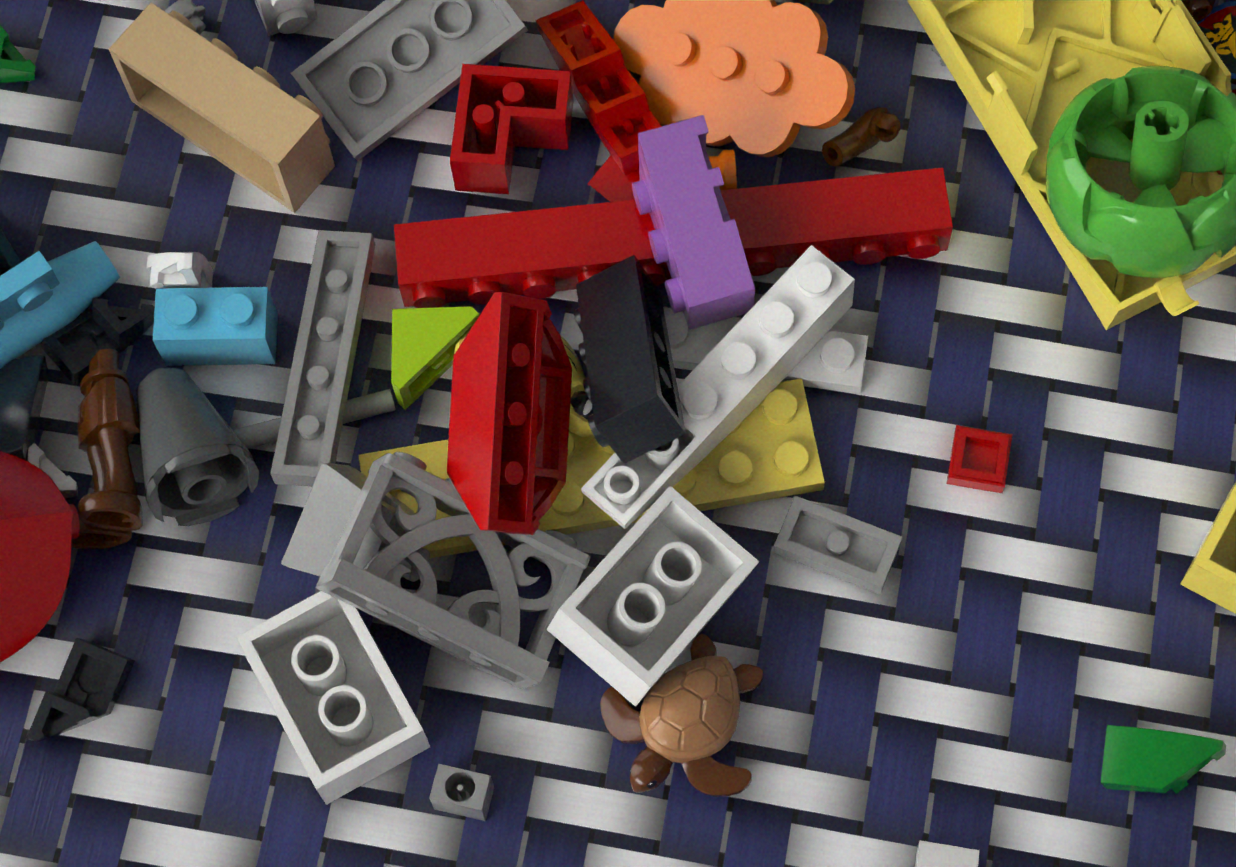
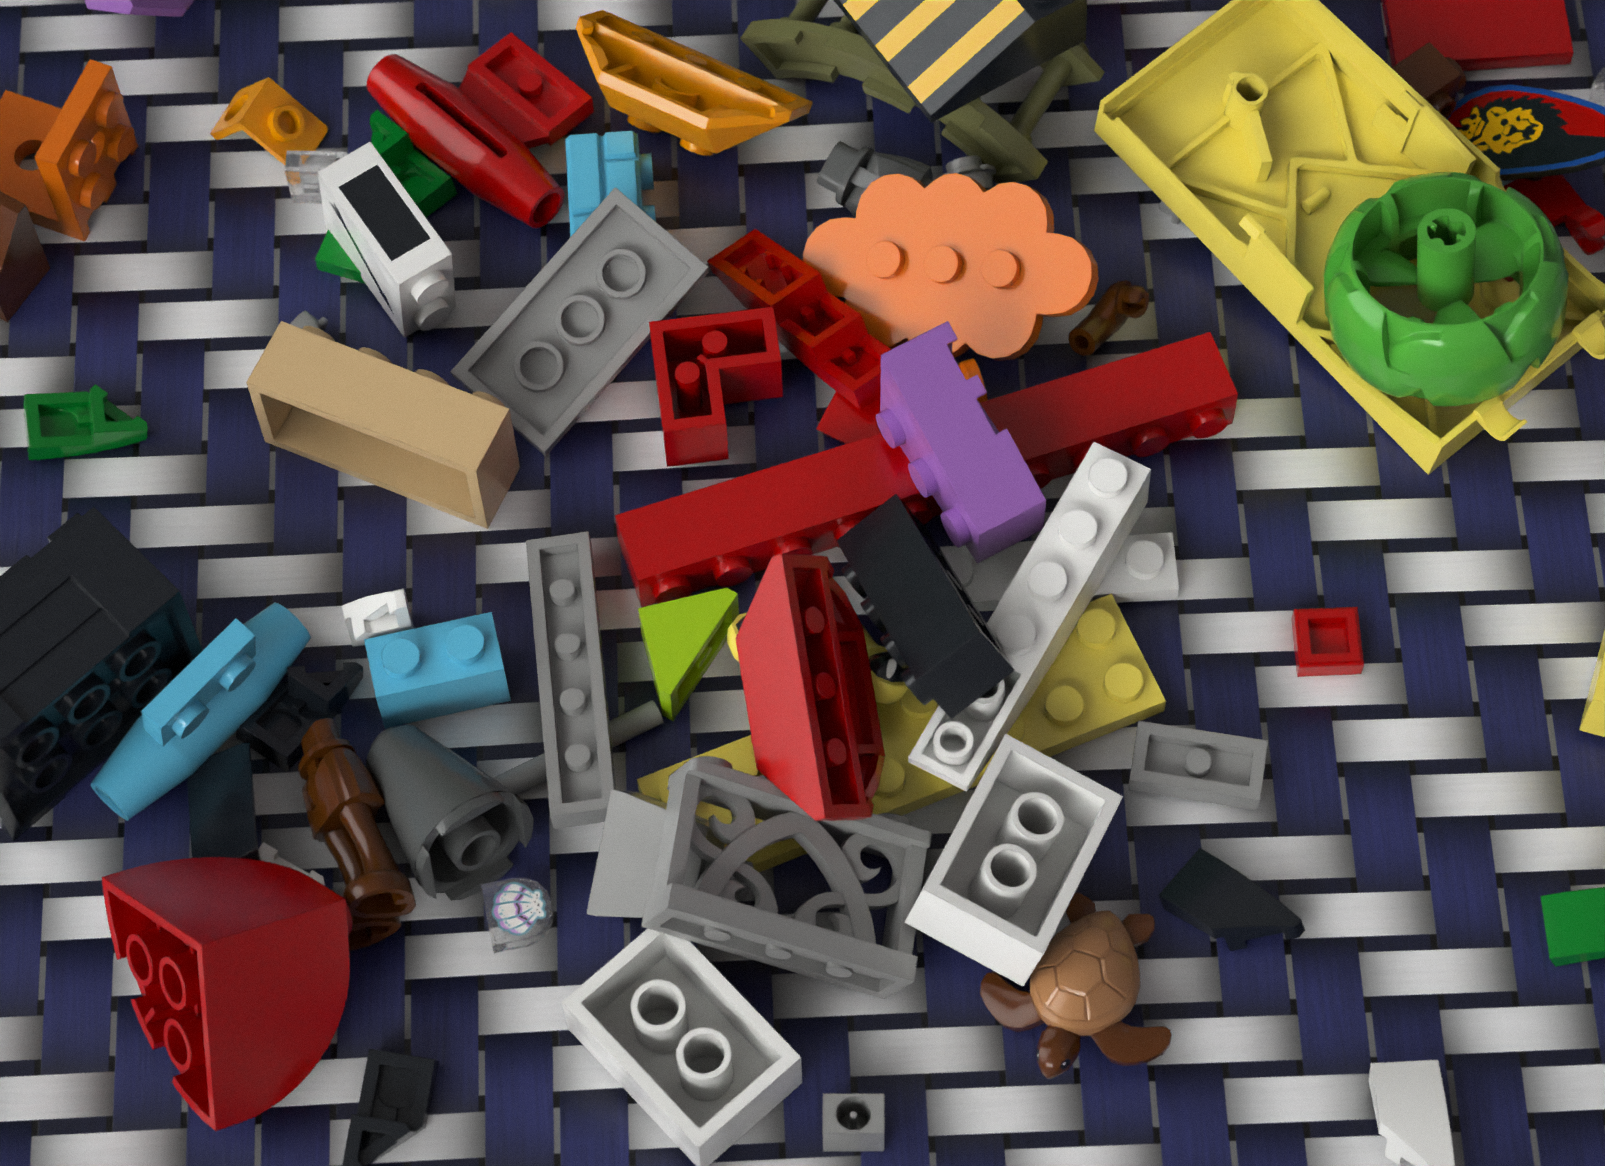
camera: 15 degrees left, 5 degrees down
(230, 547) = (516, 912): none -> tile
(831, 671) = (1226, 903): none -> black slope

